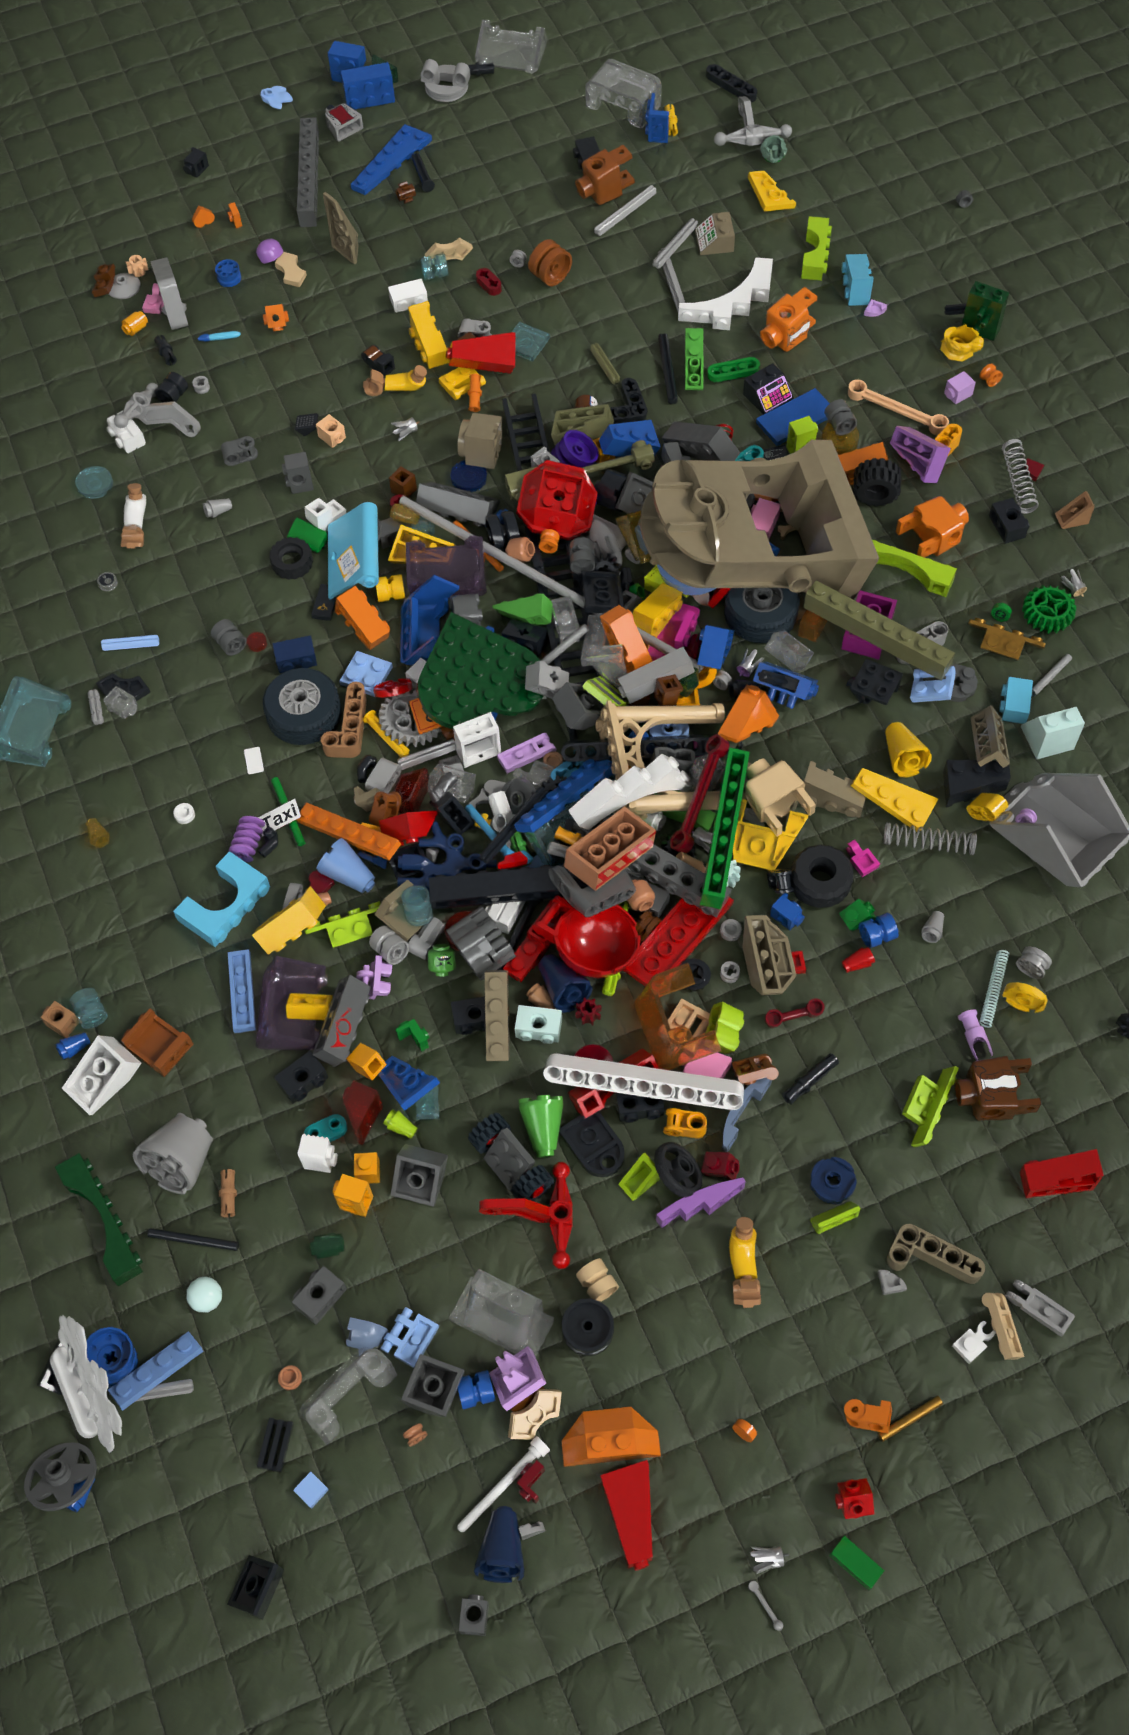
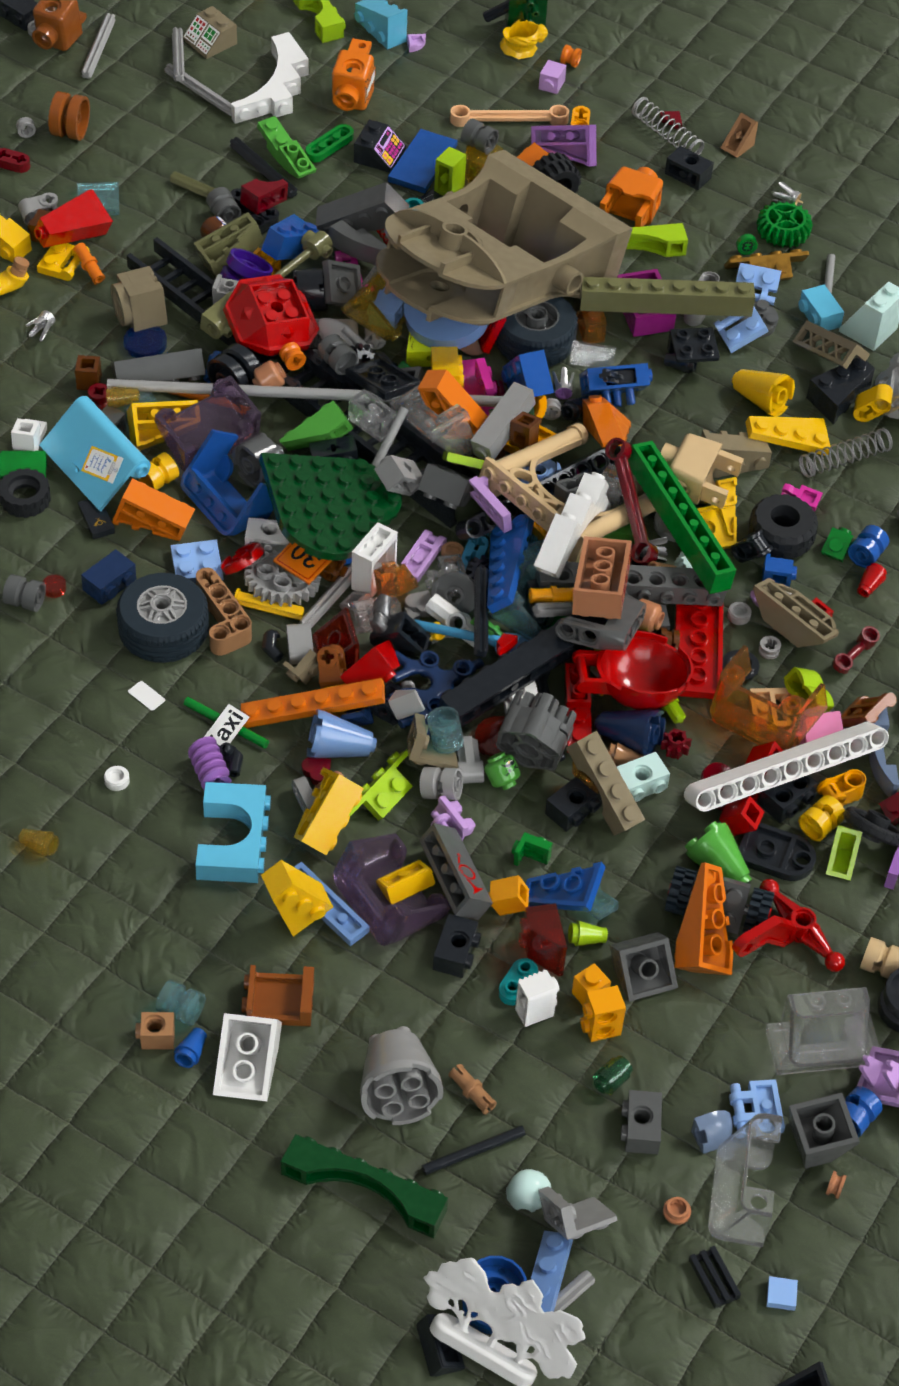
camera: 40 degrees left, 10 degrees down
(208, 975) = (296, 896): none -> yellow wedge
(211, 1337) = (576, 1218): none -> light grey bracket
(404, 868) = (405, 703): none -> light grey slope
(478, 1173) = (703, 937): none -> orange wedge
(479, 764) = (394, 579): none -> clear orange slope
(590, 722) = (490, 503): none -> lavender hinge
(607, 389) = (223, 204): none -> dark grey wheel
(639, 1137) = (822, 818): none -> yellow wheel
(640, 393) = (263, 195): none -> dark red arch
(982, 647) = (763, 279): none -> light blue plate

